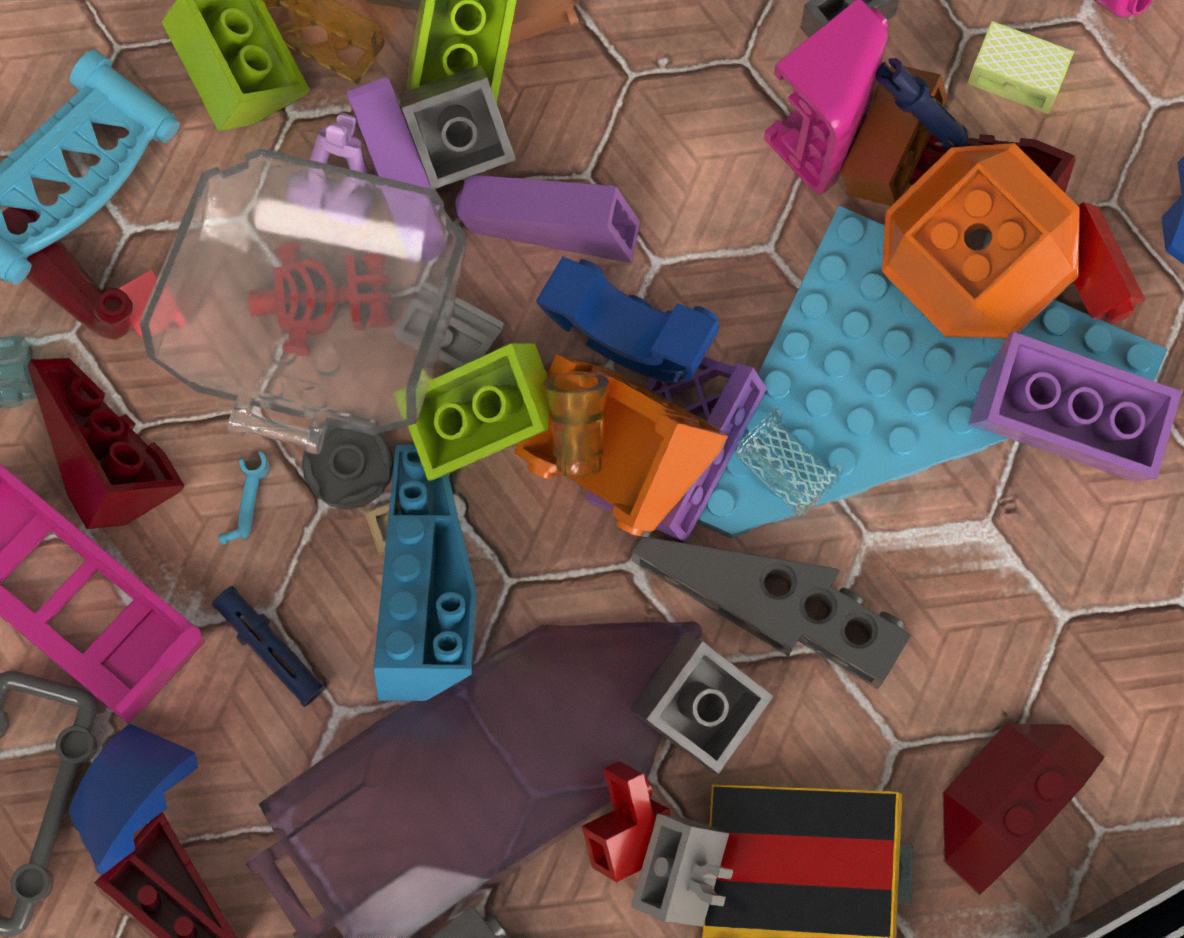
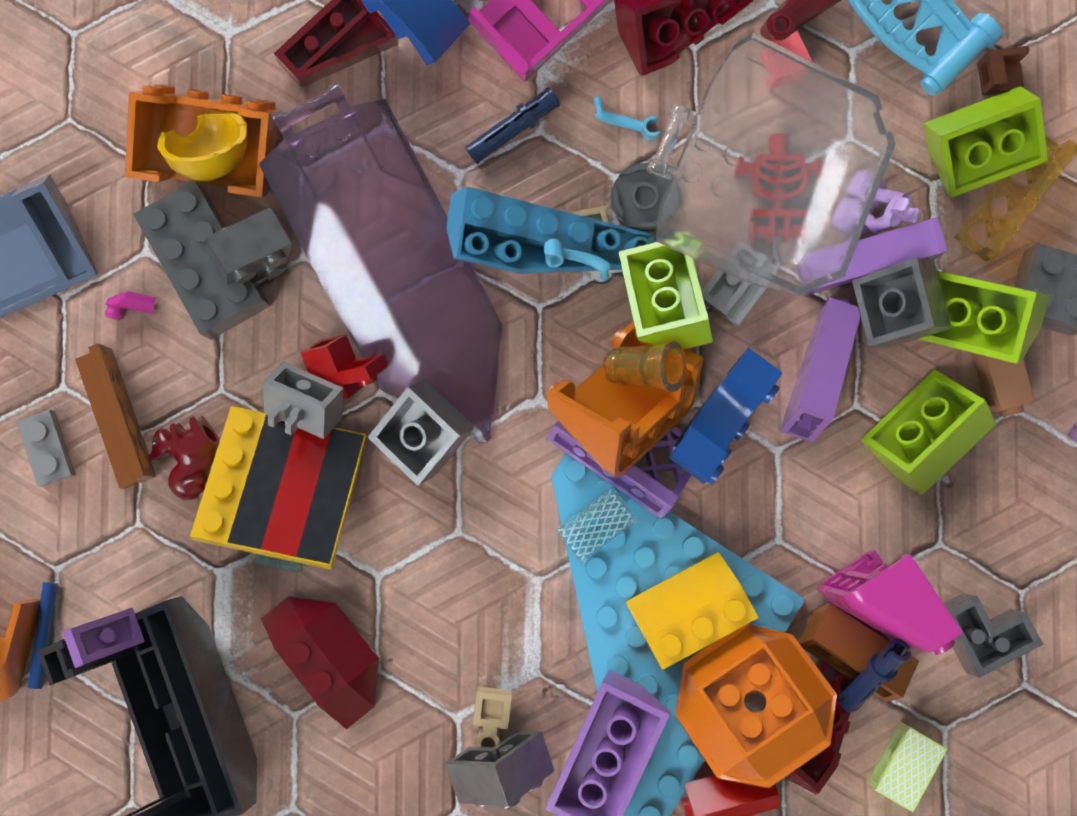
camera: 95 degrees right, 10 degrees up
(141, 48) = (1001, 70): none -> copper panel
(445, 552) = (556, 254): none -> medium azure piece
(608, 84) = (929, 431): none -> lime slope
(735, 589) = (508, 473): dark grey brick -> none
(878, 333) = (691, 610): none -> yellow slope
(1047, 569) = (491, 712): none -> tan plate
(1124, 541) = (501, 772): none -> flat silver brick

